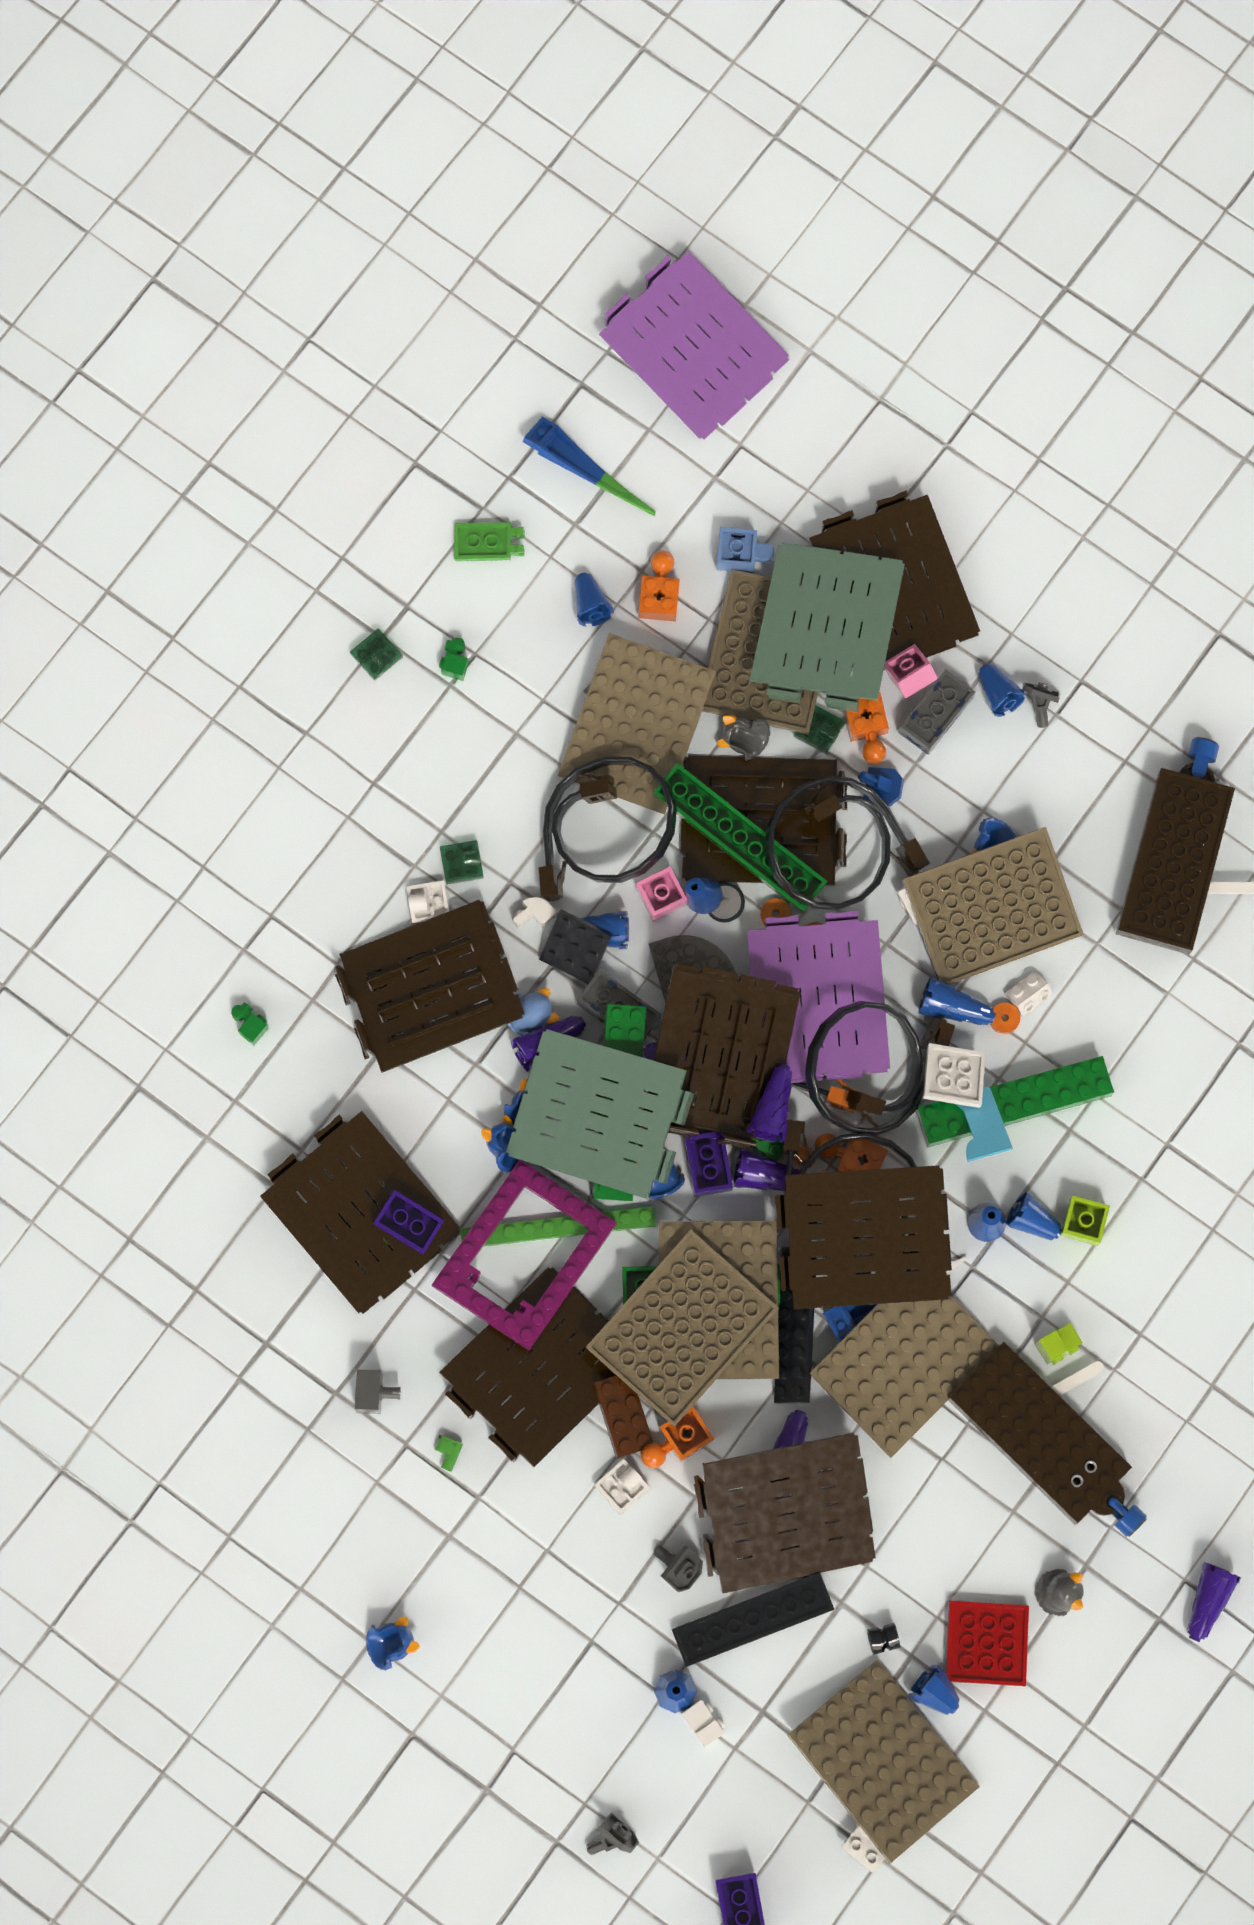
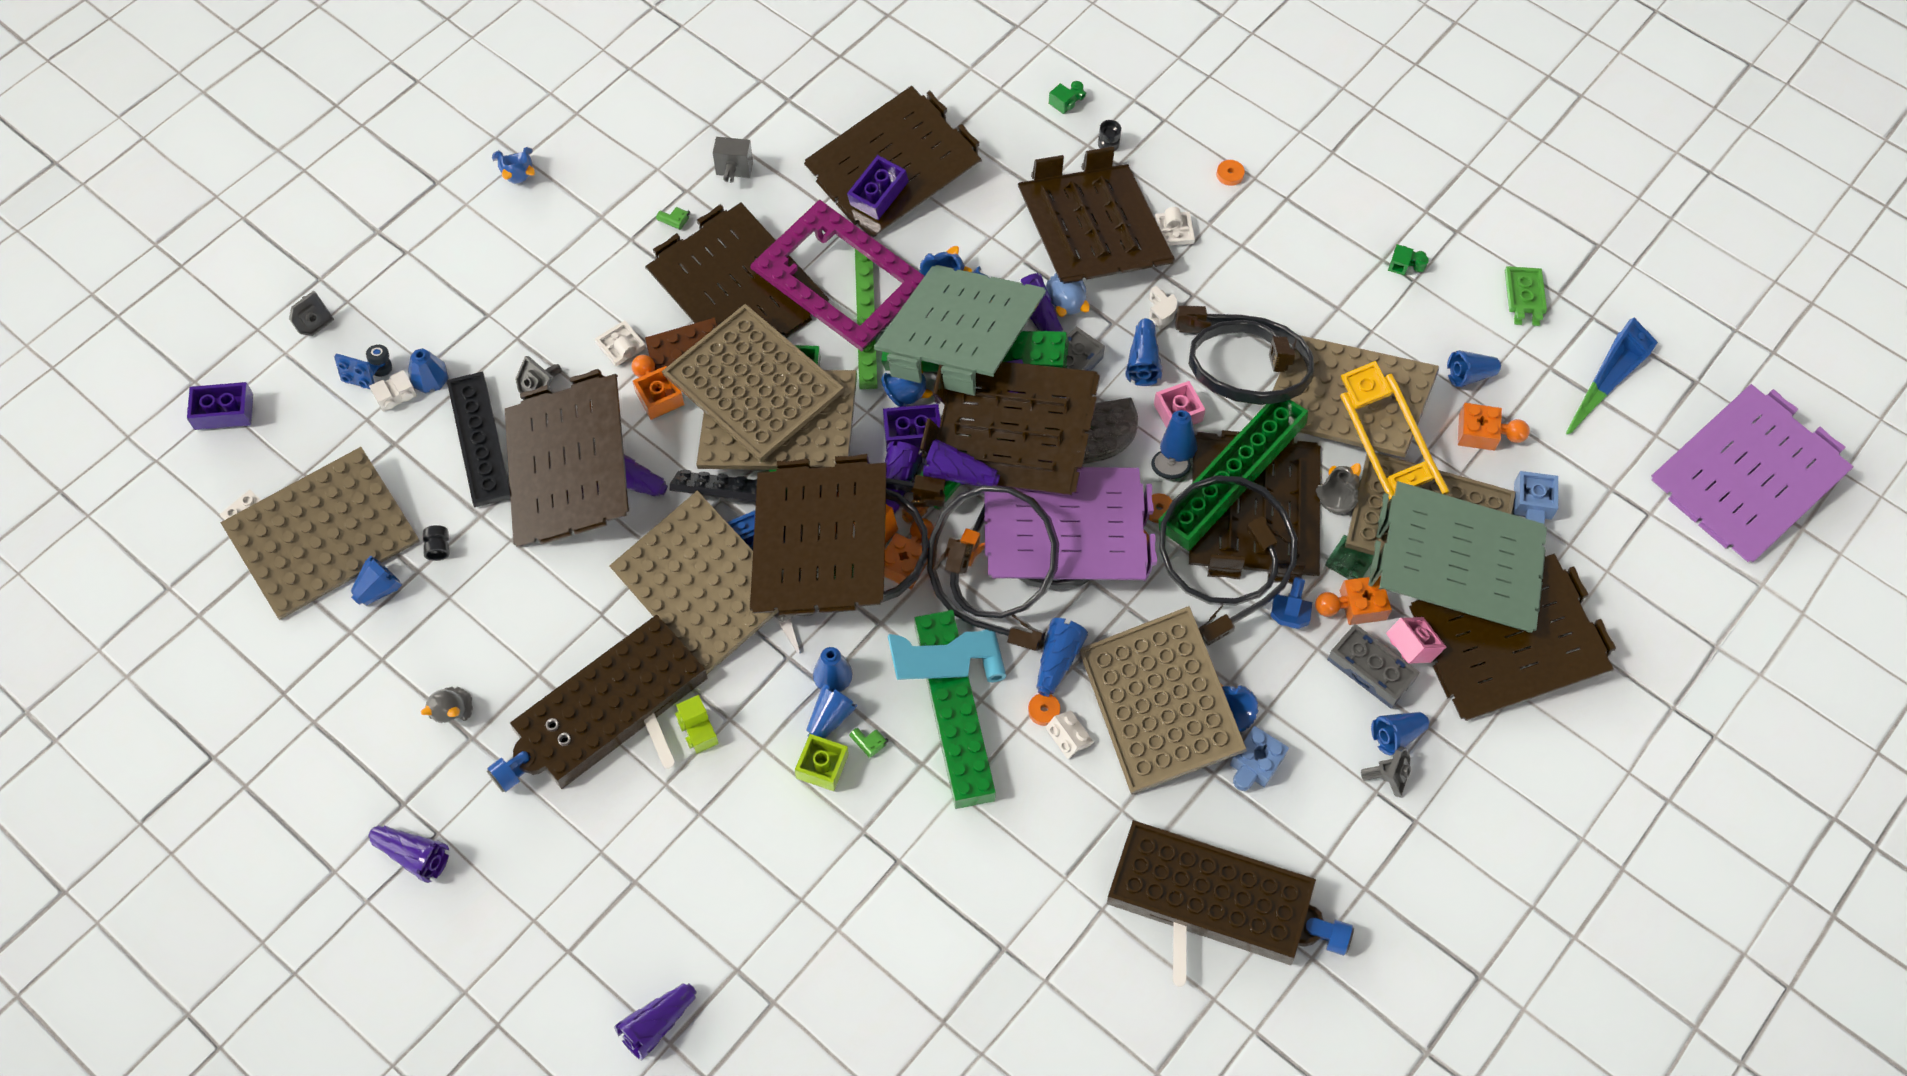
camera: 95 degrees right, 15 degrees down
(307, 974) = (1109, 134): none -> black wheel
(340, 835) = (1233, 178): none -> orange piece
(376, 654) = (1408, 202): clear green plate -> none
(461, 862) = (1212, 255): clear green plate -> none
(575, 946) = (1129, 331): black plate -> none
(647, 702) = (1368, 386): none -> yellow plate
(671, 1746) = (362, 372): none -> blue plate
(954, 1075) = (980, 638): white plate -> none
(987, 1643) = (412, 636): red plate -> none
(1040, 813) = (1259, 761): none -> medium blue brick
(1057, 1180) = (871, 744): none -> bright green piece

